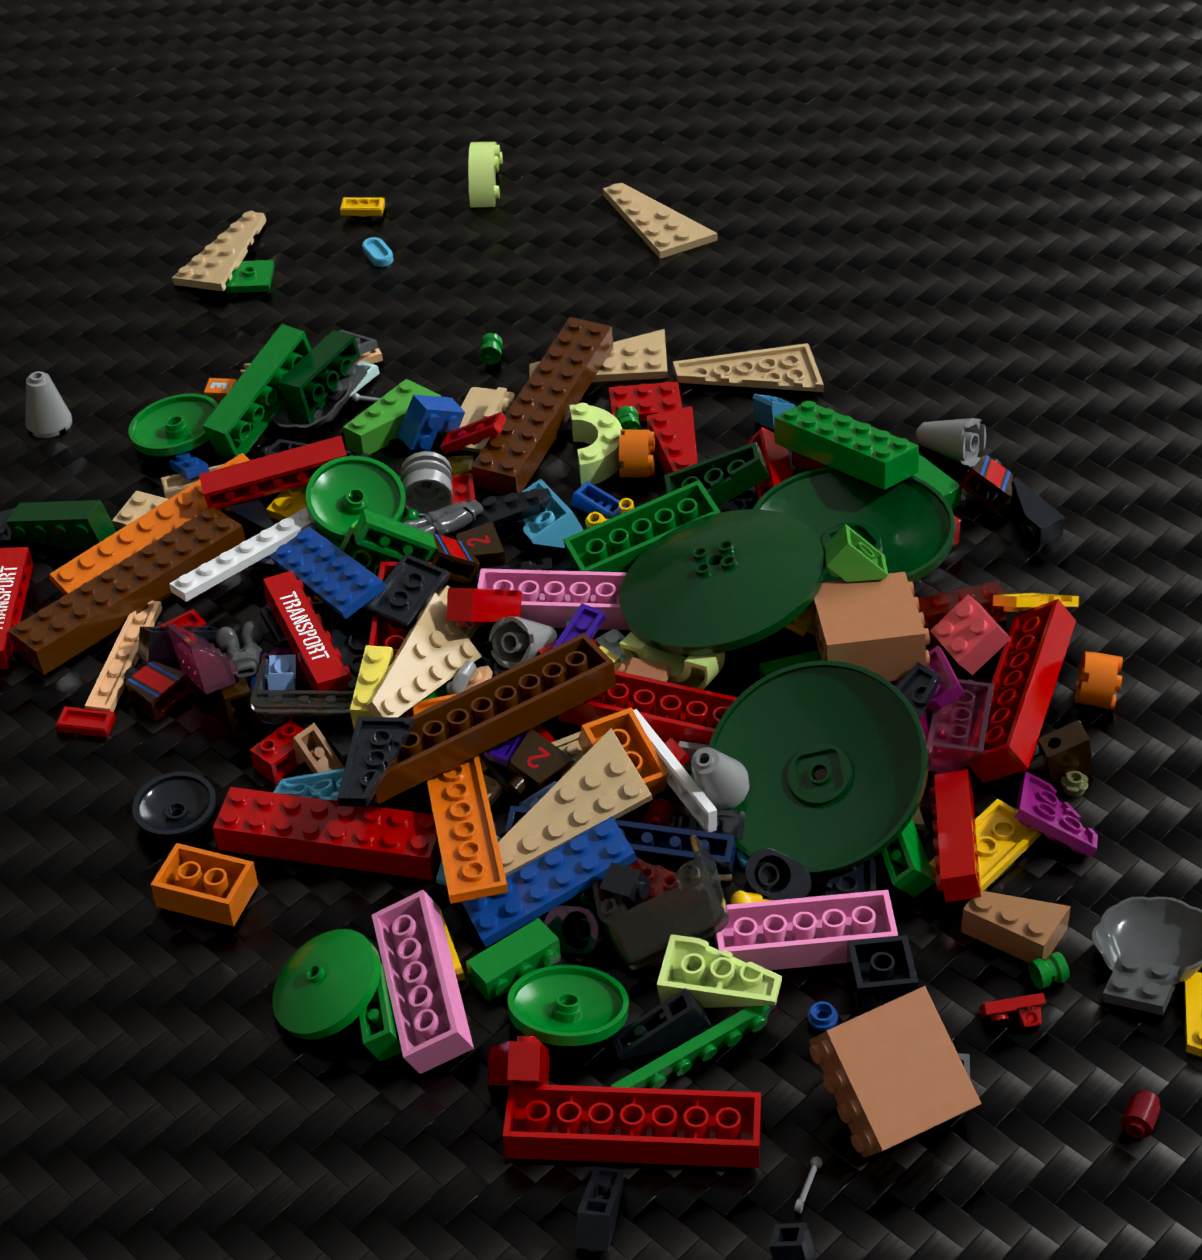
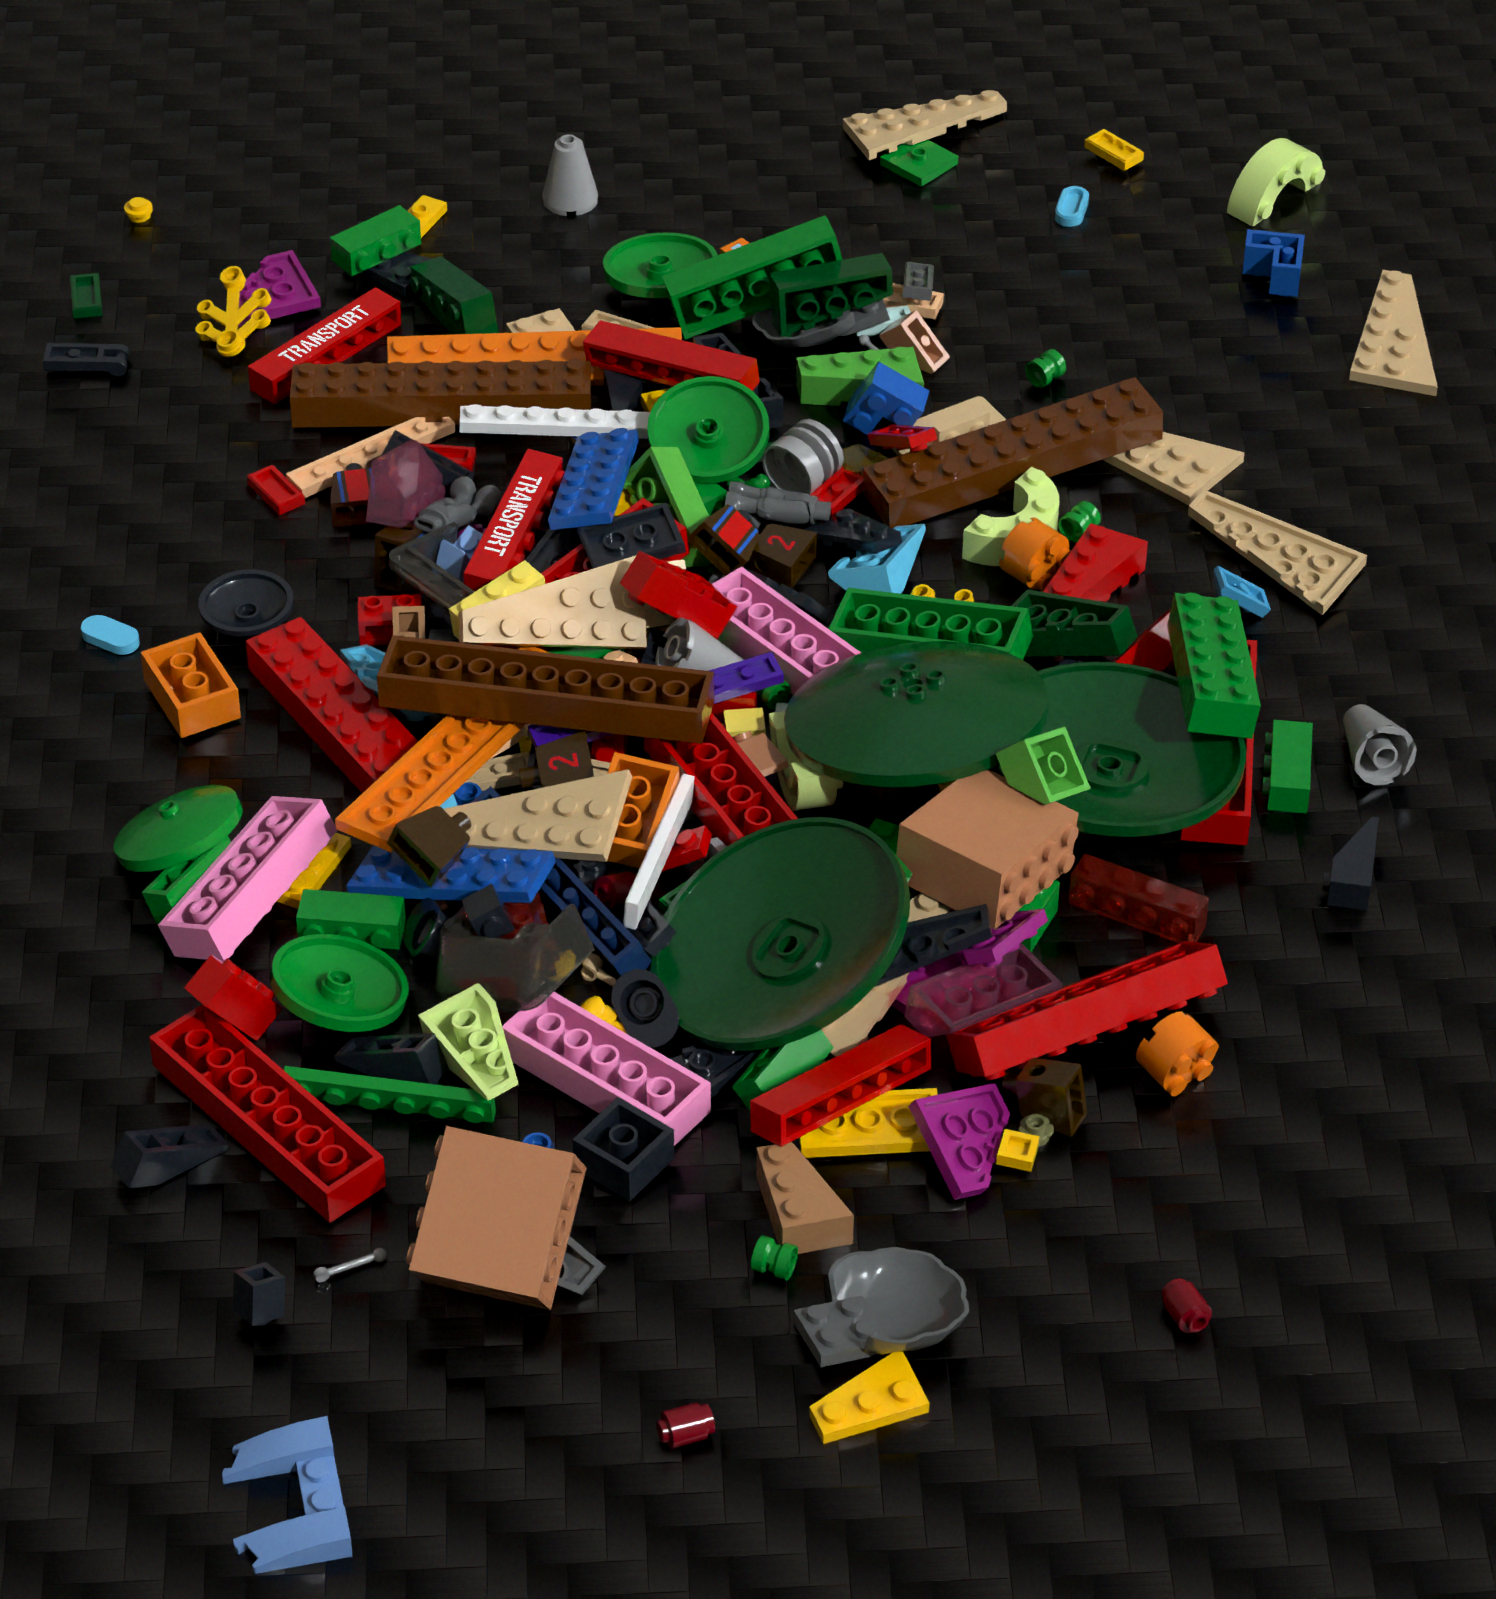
camera: 40 degrees right, 0 degrees up
(91, 893) = (110, 634): none -> medium azure tile
(188, 465) = (628, 311): blue plate -> none
(370, 756) = (392, 652): black wing -> none
(388, 375) = (915, 333): none -> nougat slope
(393, 537) = (676, 482): green brick -> none
(461, 678) = (598, 648): light grey arm -> none
(537, 865) = (431, 842): none -> dark brown torso
(543, 211) = (1277, 257): none -> blue brick
(587, 497) = (948, 562): blue slope -> none
(646, 398) = (1135, 513): red plate -> none
(720, 777) = (682, 880): light grey cone -> none
(970, 634) = (1111, 927): coral brick -> none
(989, 483) = (1345, 801): dark brown torso -> none
(1026, 1007) = (711, 1271): red hinge -> none
(1027, 601) = (1228, 942): yellow wing -> none
(1085, 801) = (1017, 1150): none -> yellow plate

